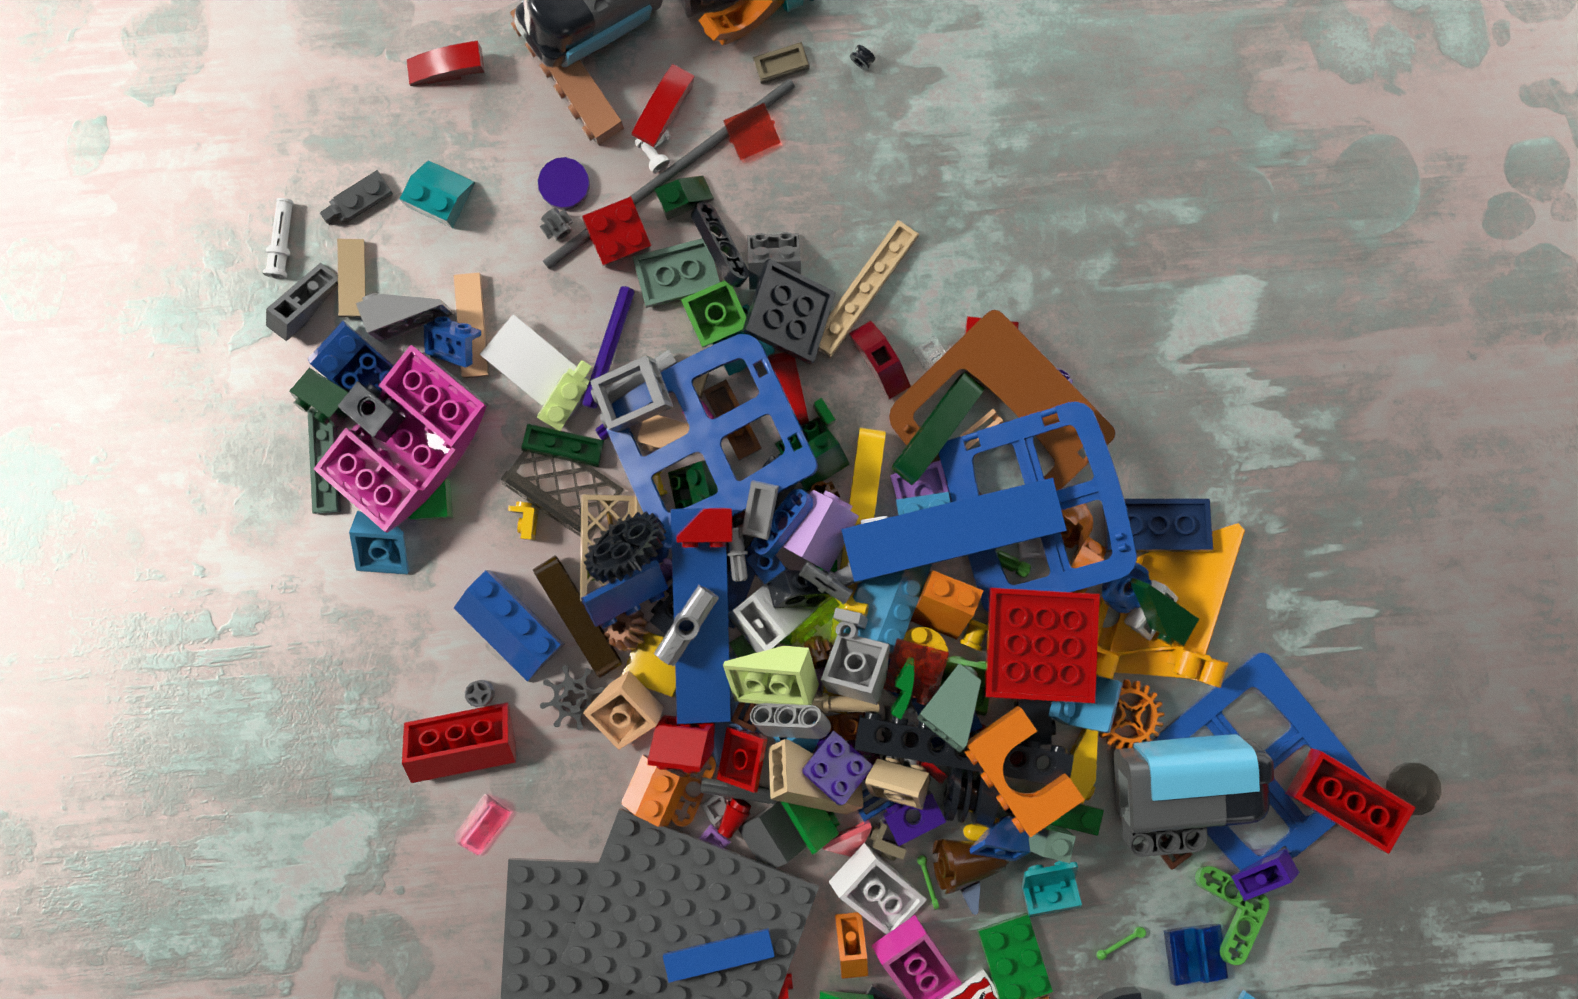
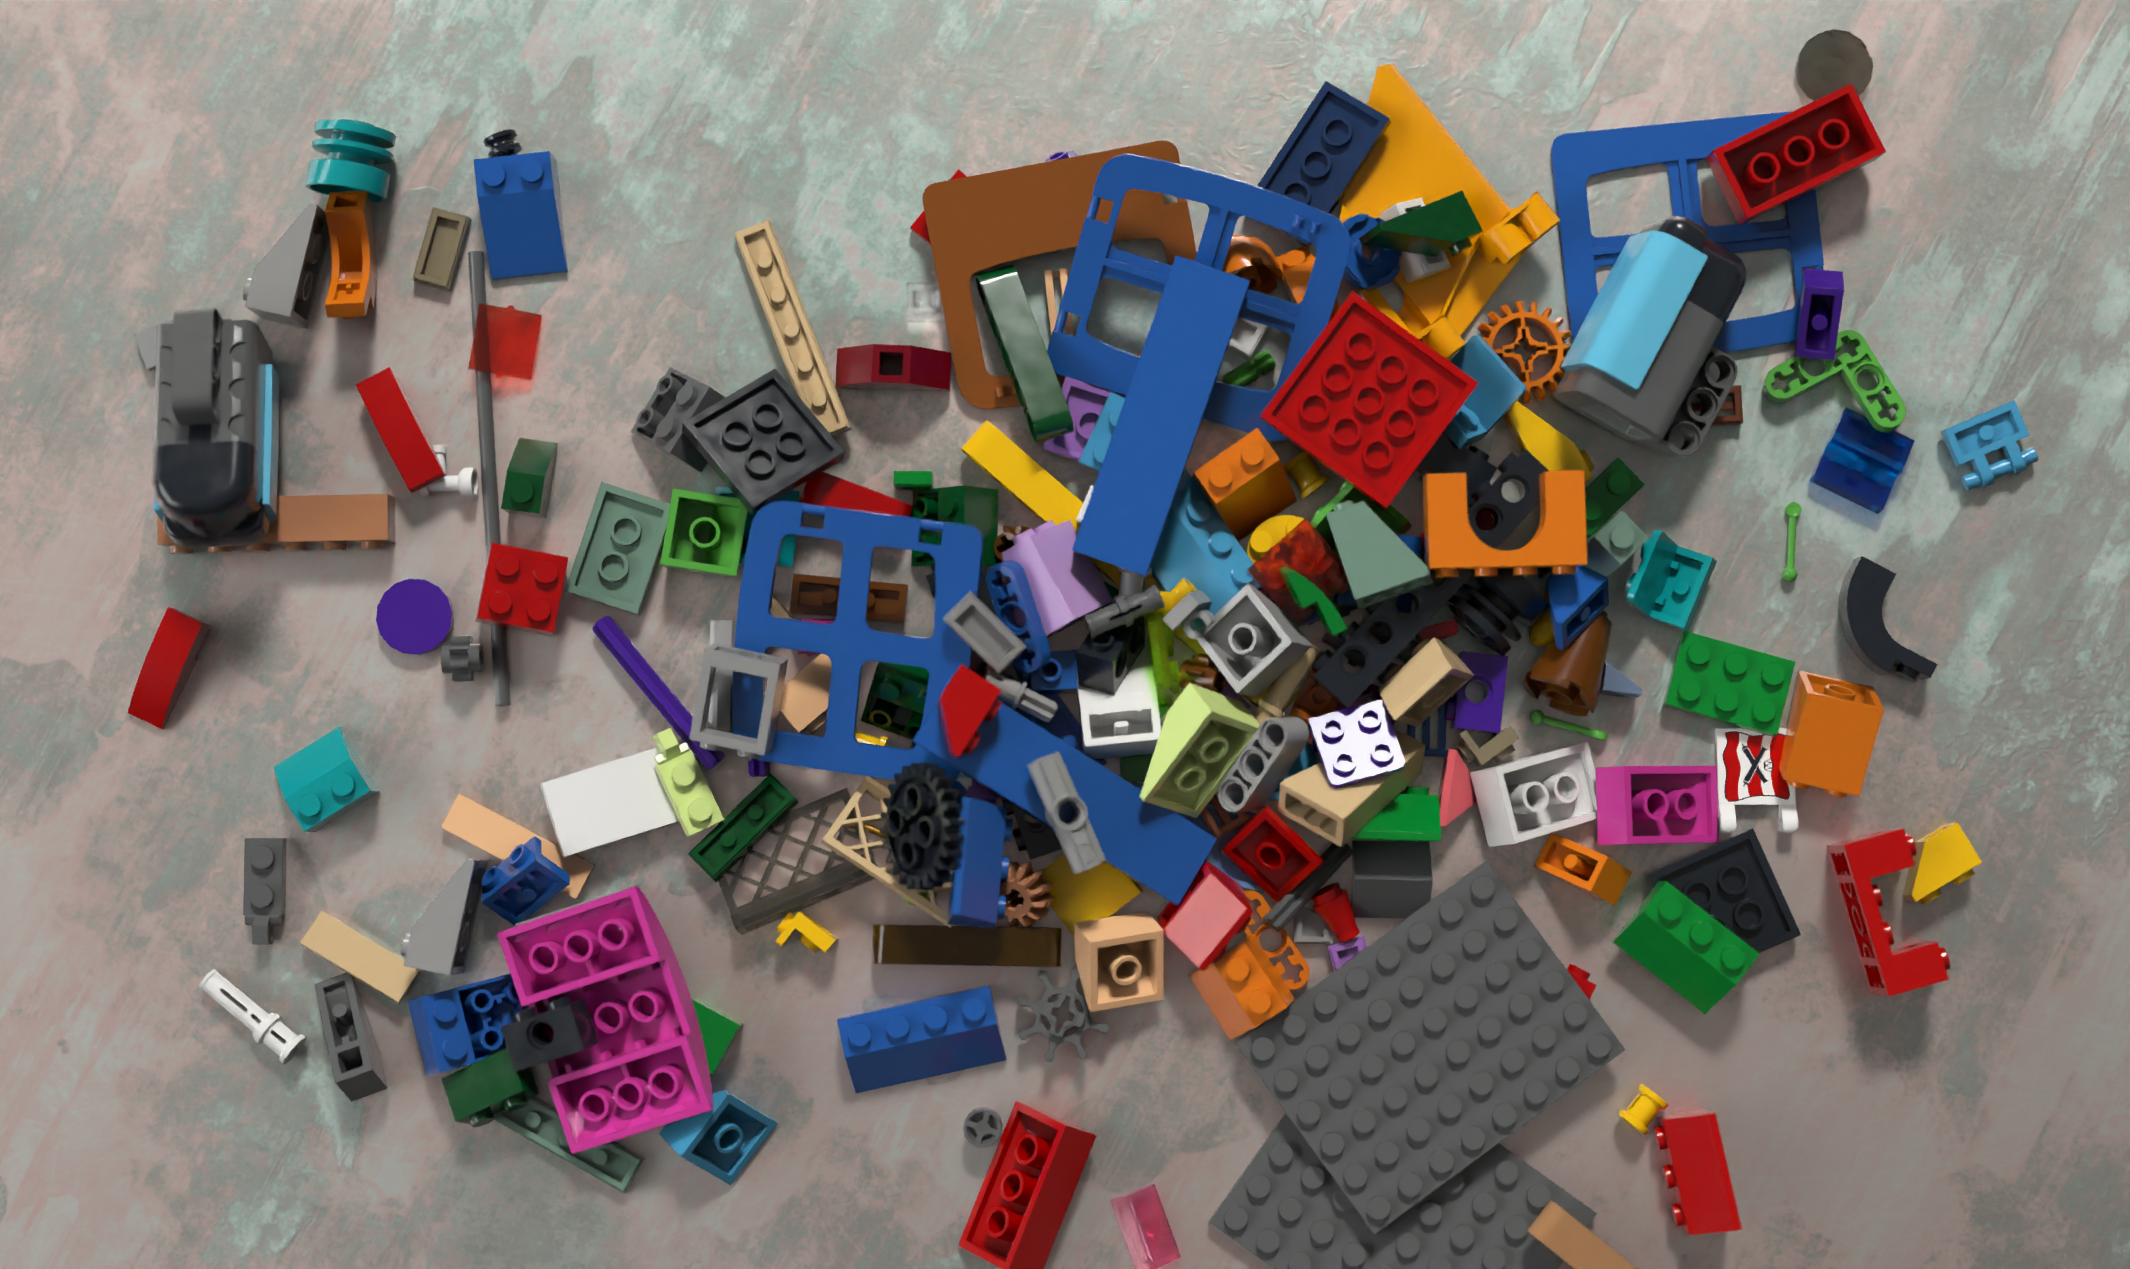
camera: 45 degrees left, 0 degrees up
(708, 221) = (581, 470): black beam -> none
(718, 955) = (1489, 1034): blue tile -> none
(830, 93) = (521, 214): none -> blue slope

